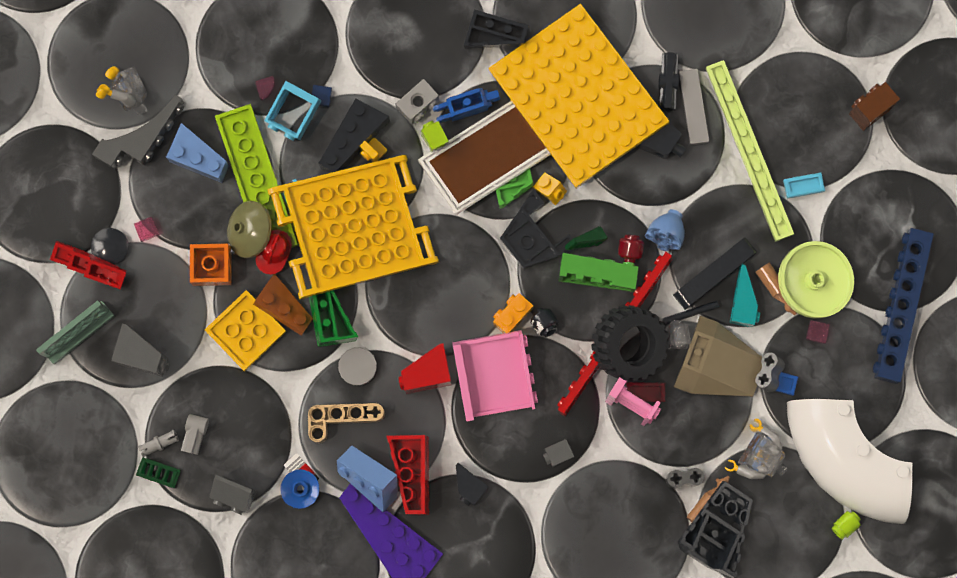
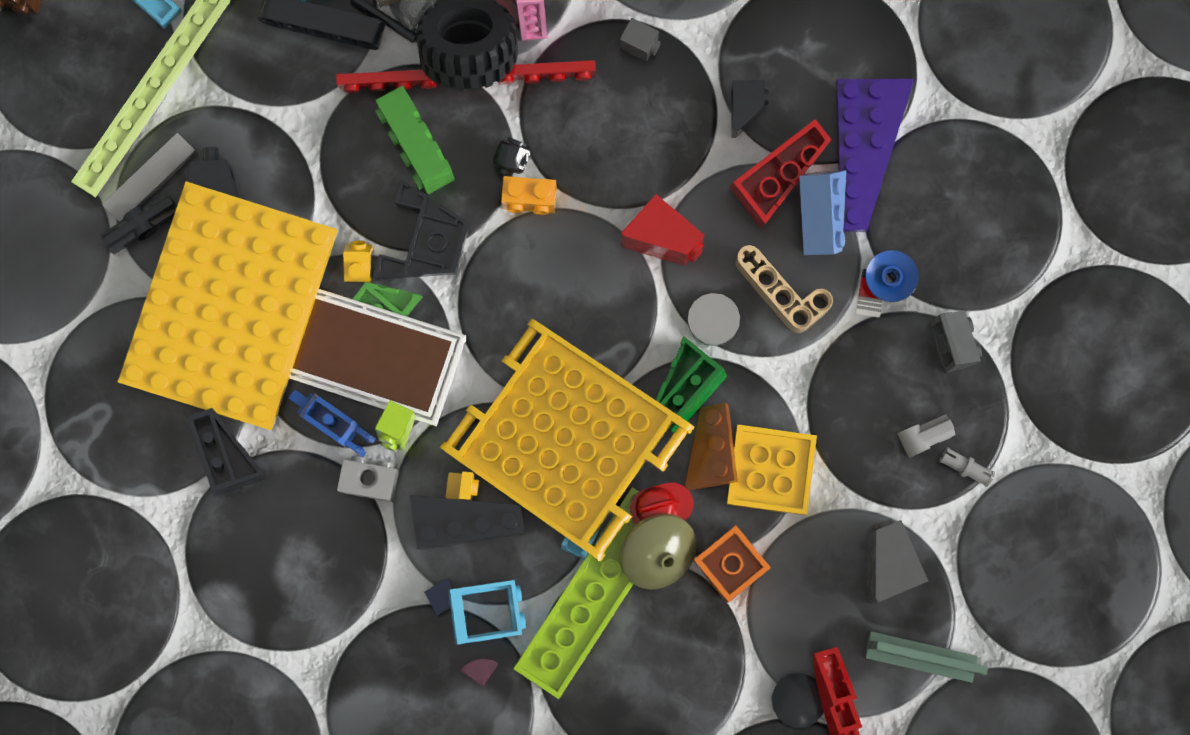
camera: 130 degrees left, 0 degrees up
(140, 472) = (1010, 448): dark green slope -> none
(146, 229) = (746, 674): clear pink tile -> none
(195, 155) = (621, 684): medium blue wedge -> none
(494, 374) = (608, 163): bright pink panel -> none
(589, 239) = (384, 177): dark green slope -> none
(631, 248) = (360, 126): dark red head -> none
(667, 231) = (311, 100): medium blue piece -> none

